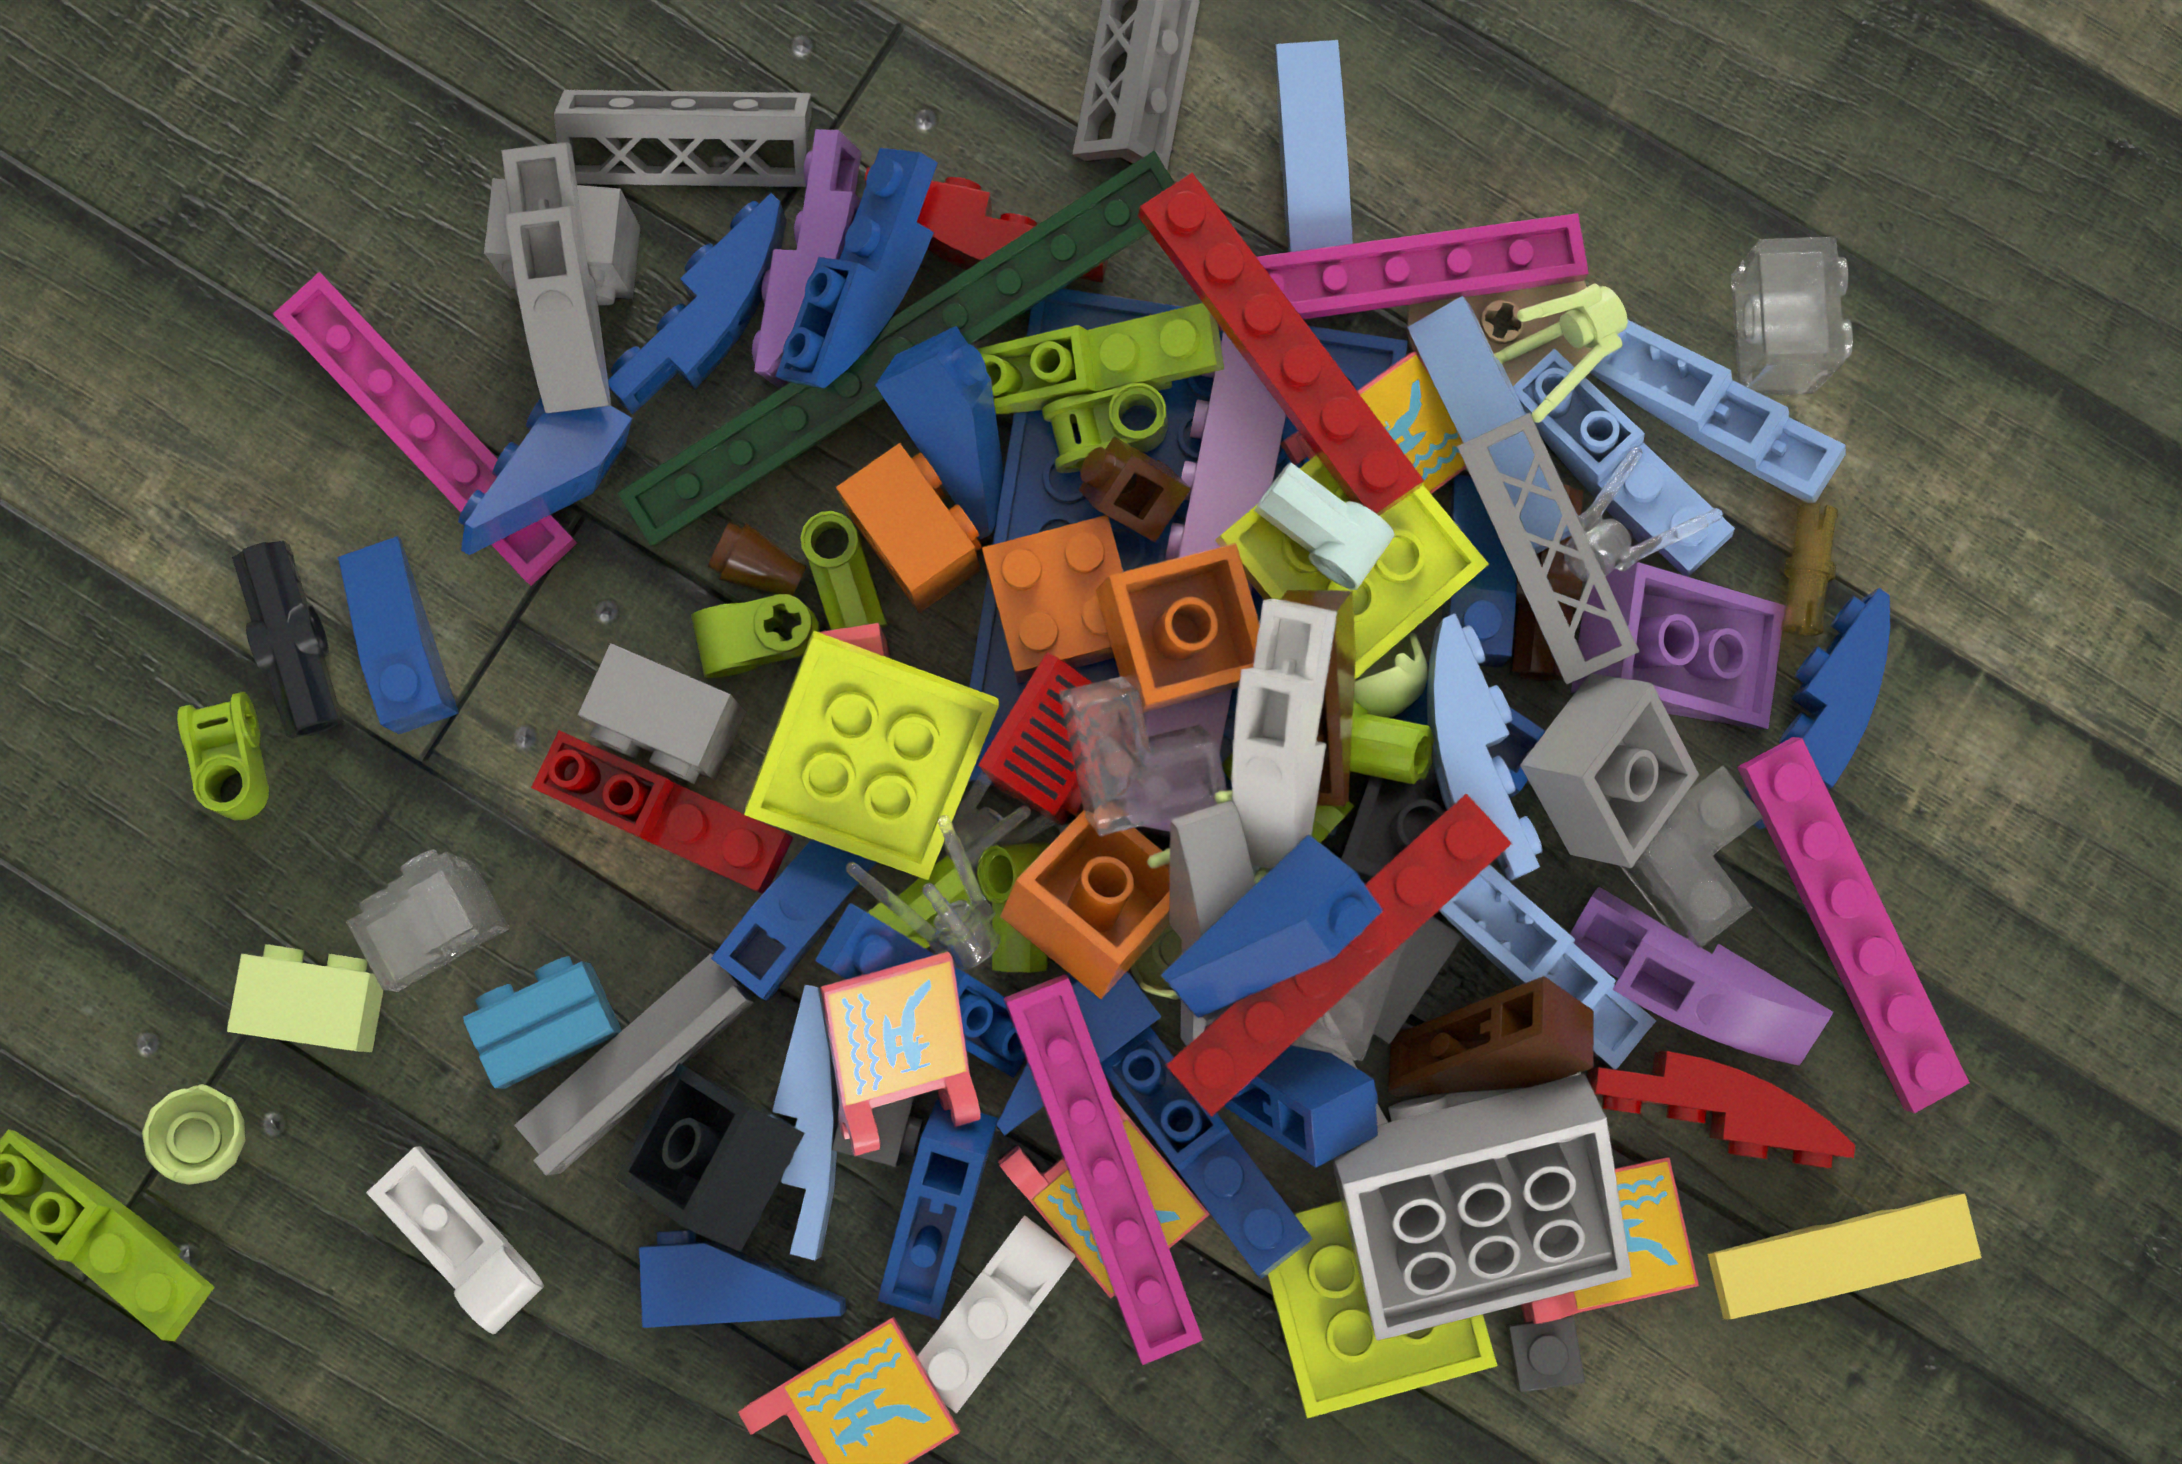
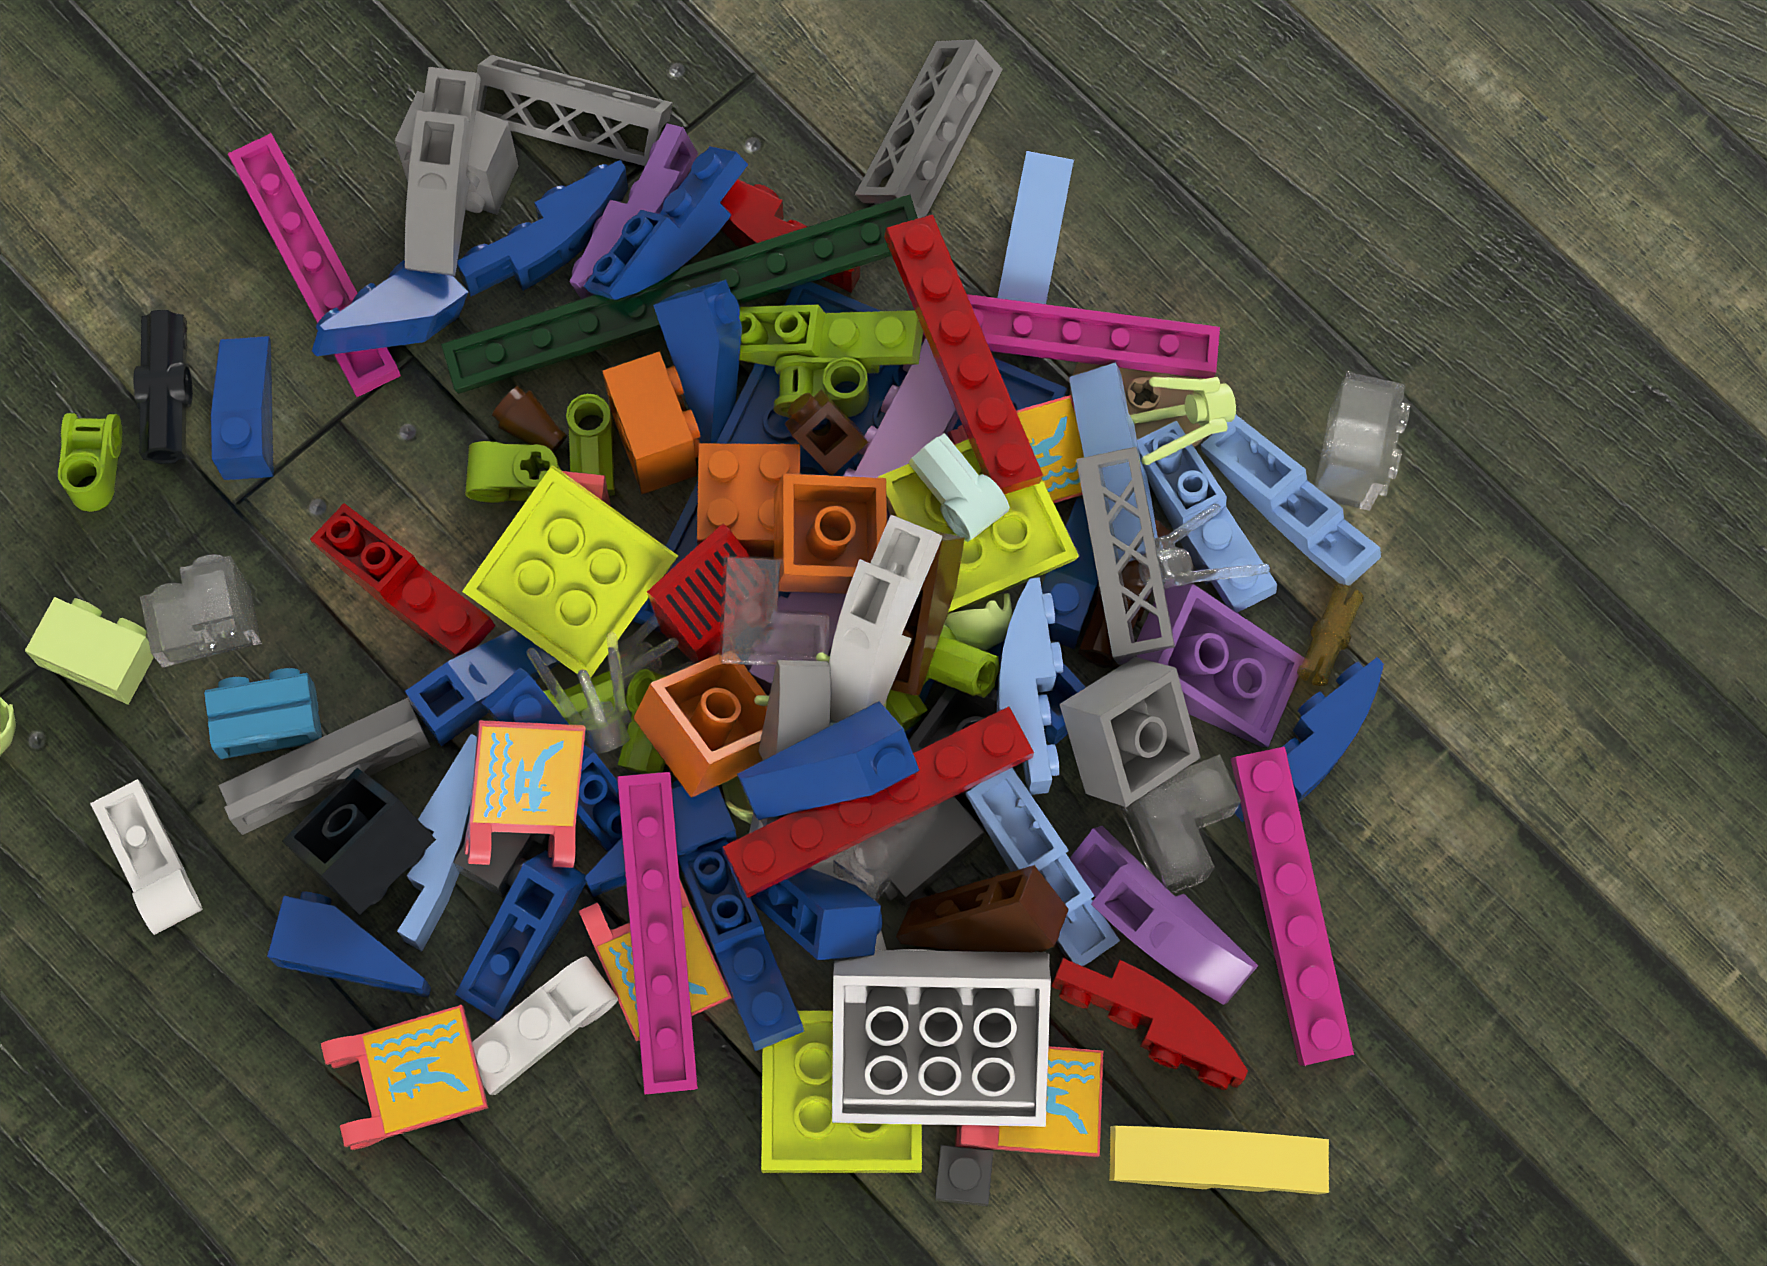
camera: 10 degrees right, 10 degrees down
(662, 712) = (424, 508): light grey brick -> none

